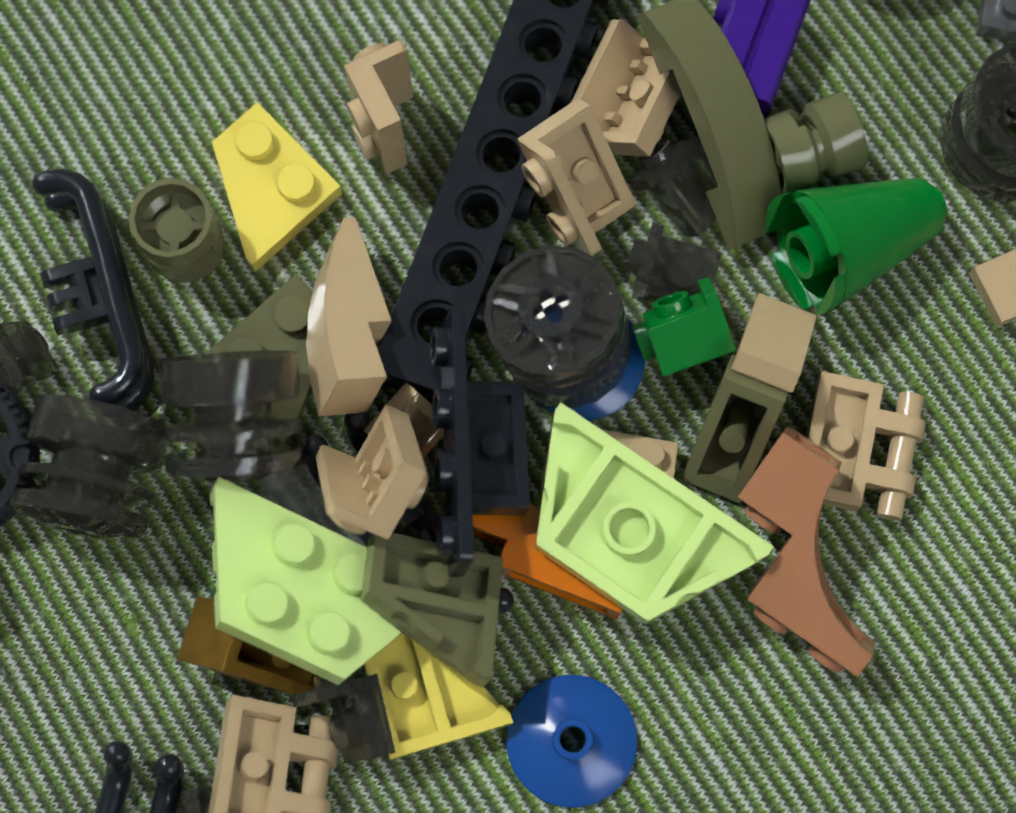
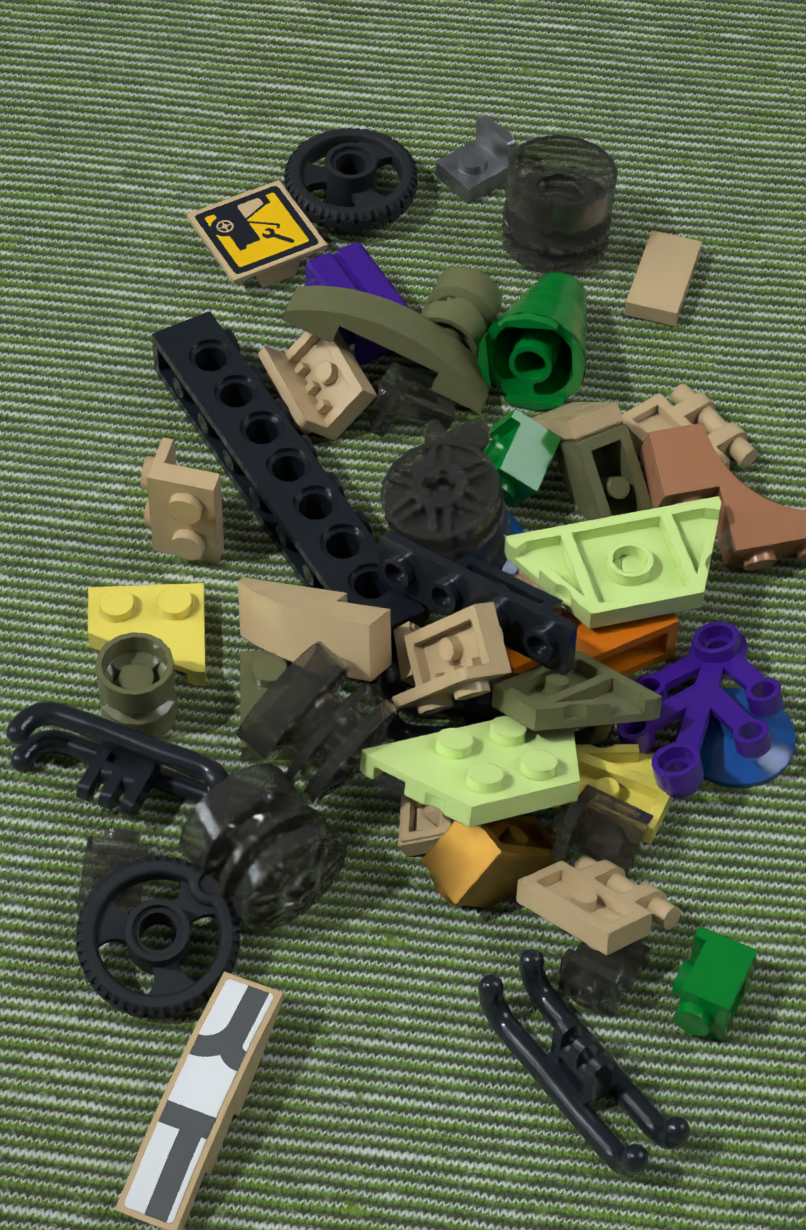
camera: 50 degrees left, 25 degrees down
(559, 695) = (714, 652): none -> dark purple plant
(576, 175) = (344, 438): tan bracket -> none

